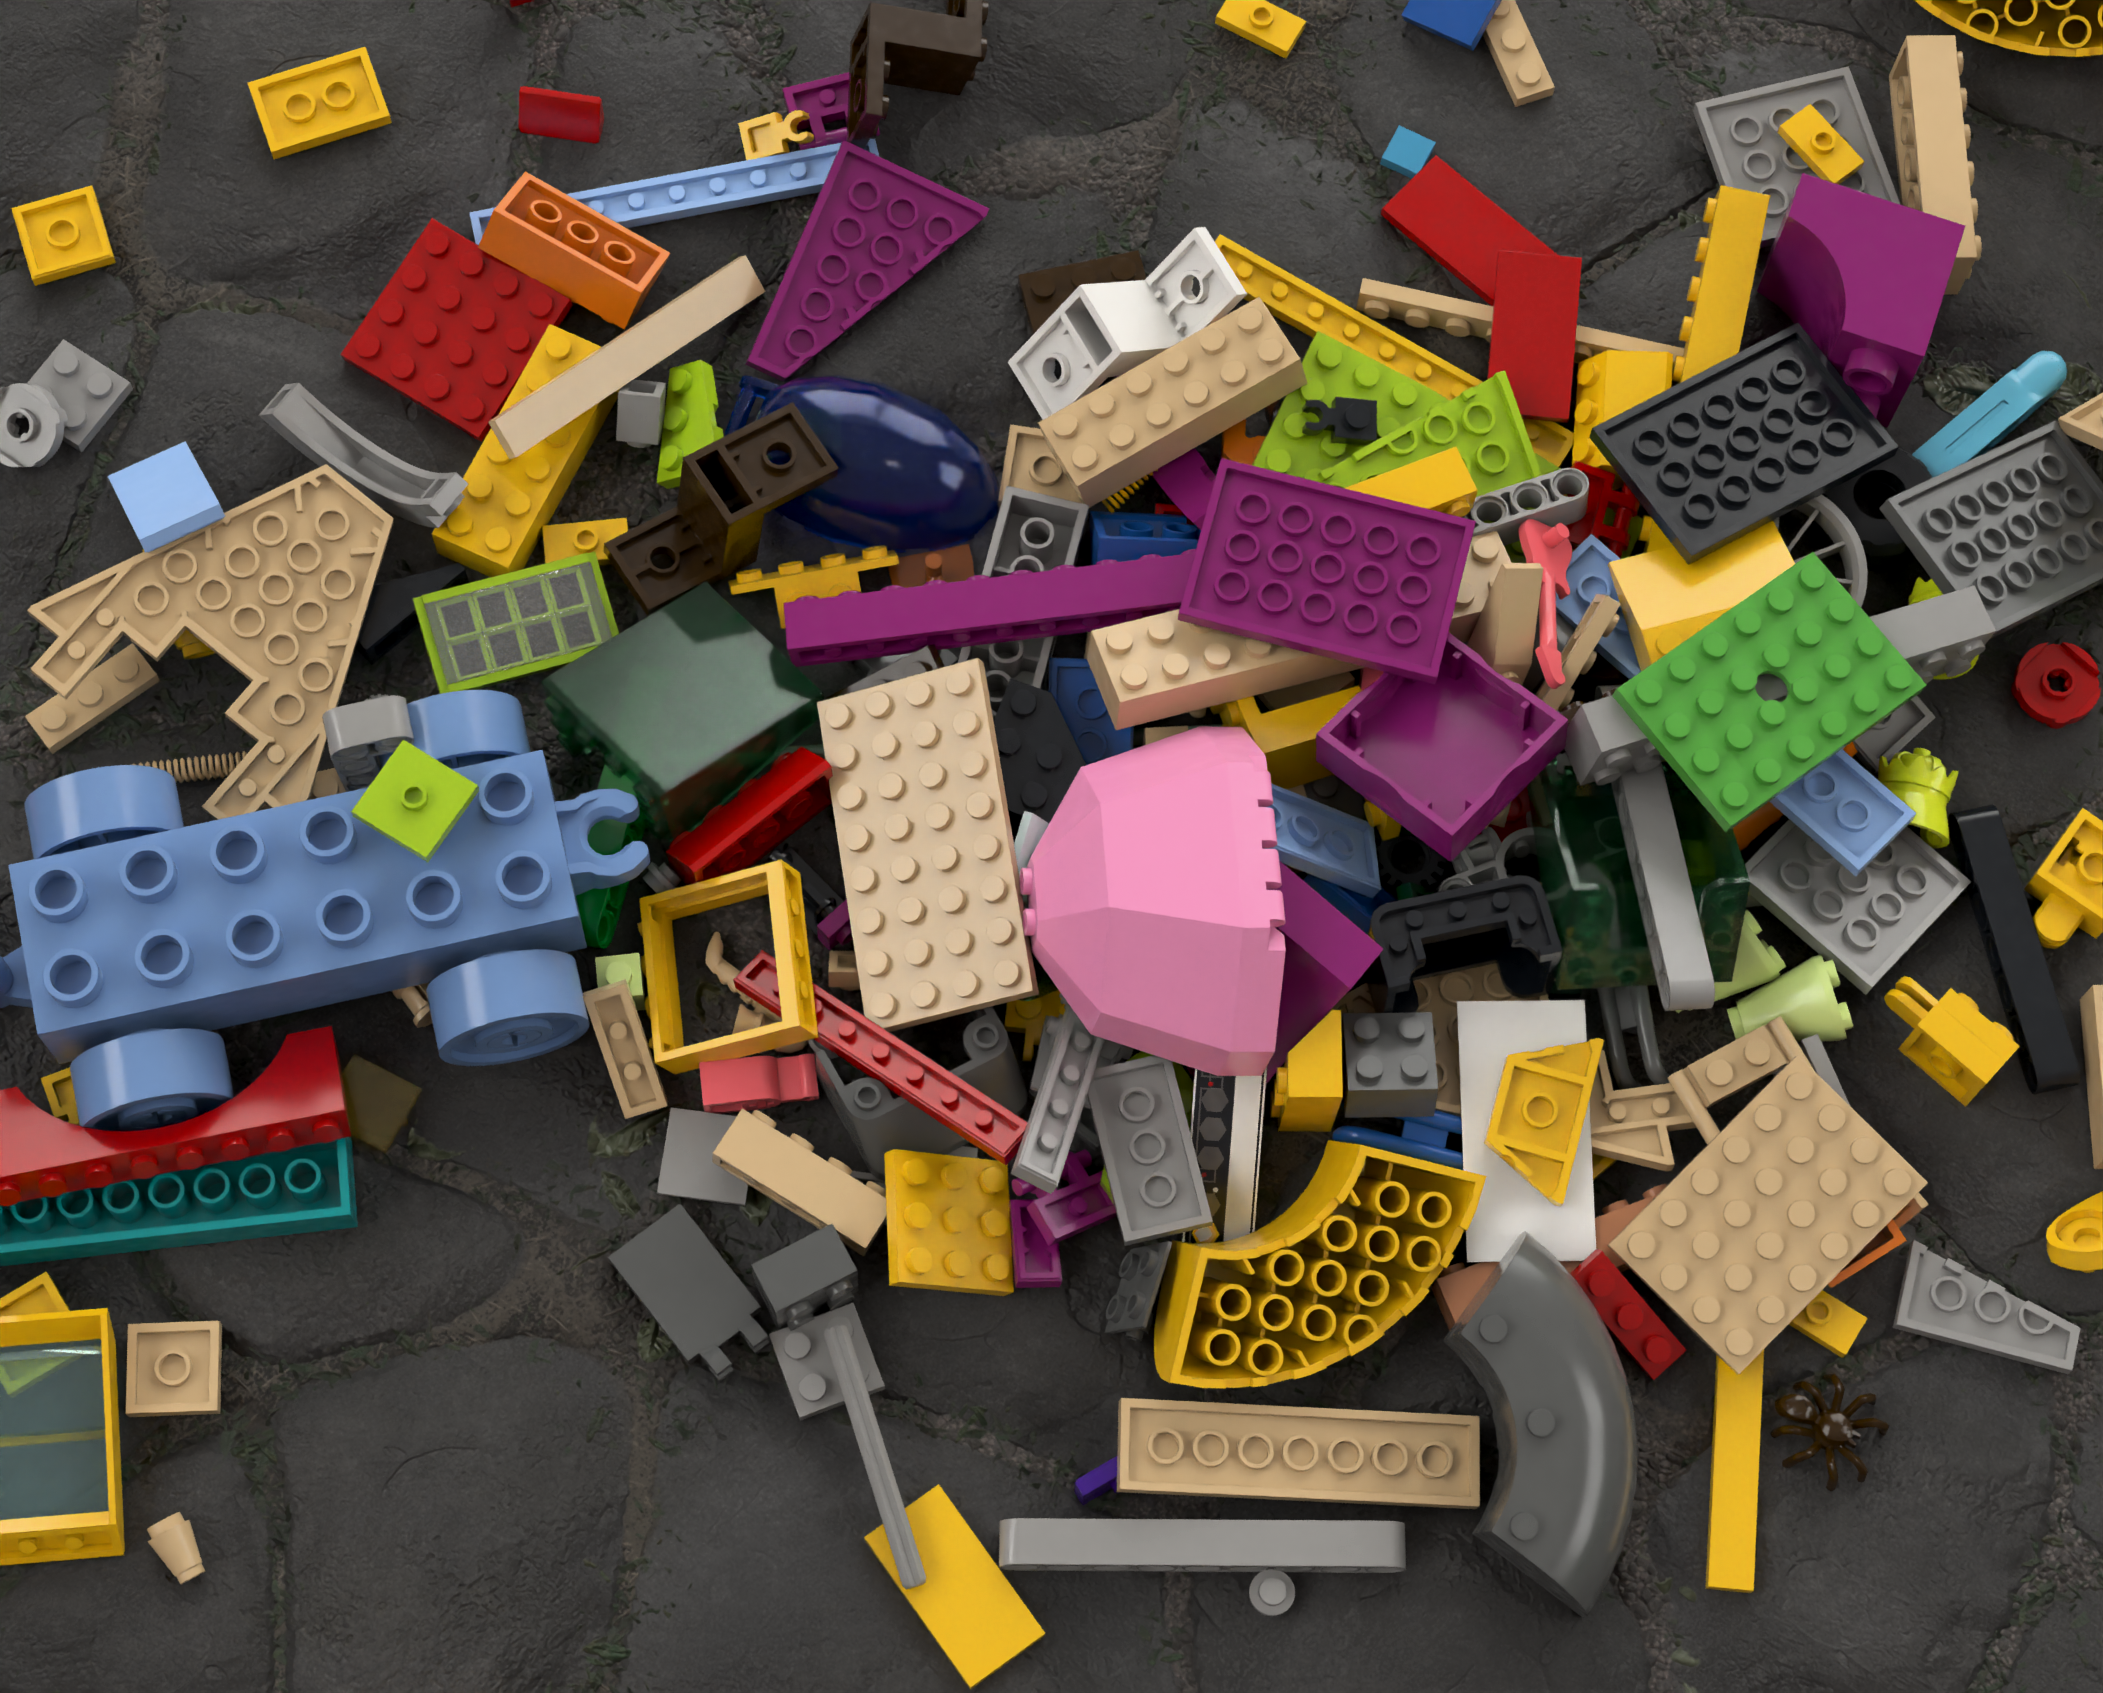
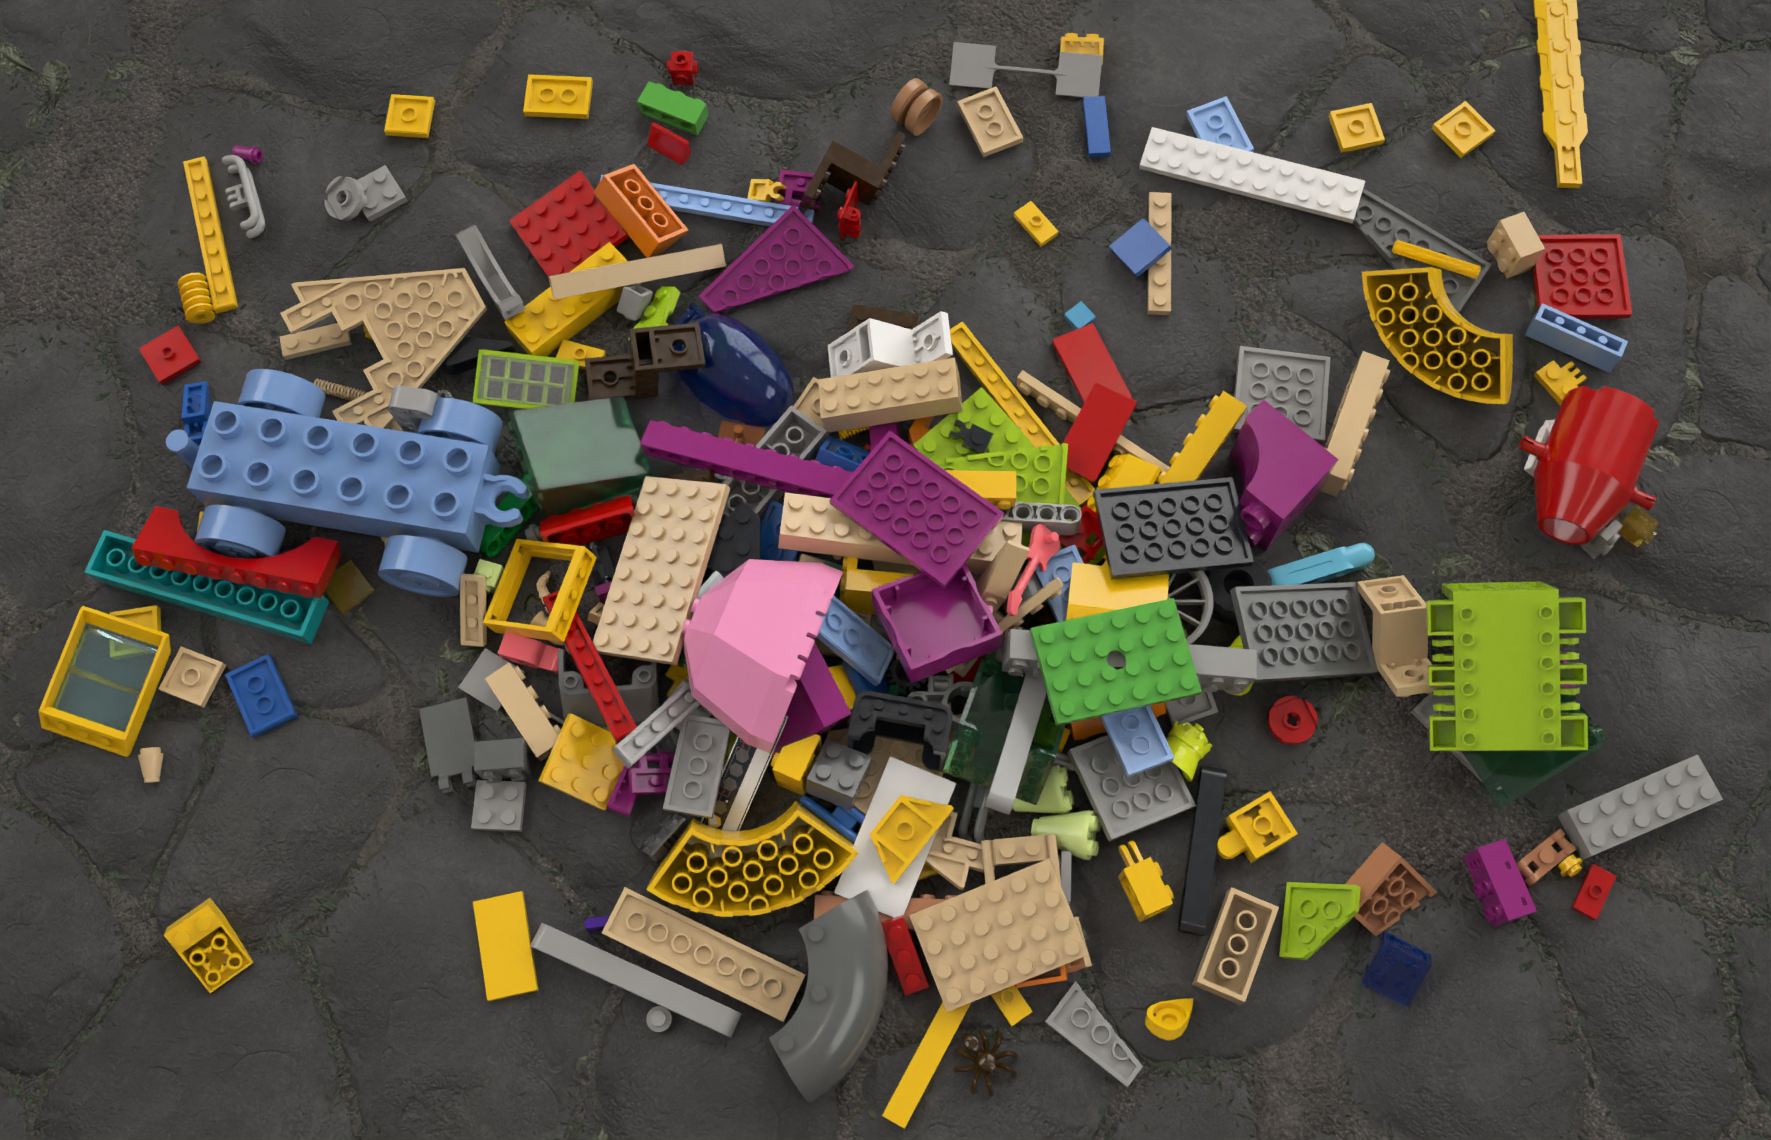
camera: 30 degrees right, 0 degrees up
(166, 497) = (387, 256): light blue tile -> none
(312, 1350) = (261, 695): none -> blue tile
(415, 800) = (410, 445): lime plate -> none
(538, 48) = (673, 108): none -> bright green brick
(827, 579) = (689, 417): yellow bracket -> none
(875, 1457) = (494, 864): light grey axle -> none
(948, 125) = (849, 215): none -> red hinge
(1820, 146) = (1294, 392): yellow plate -> none

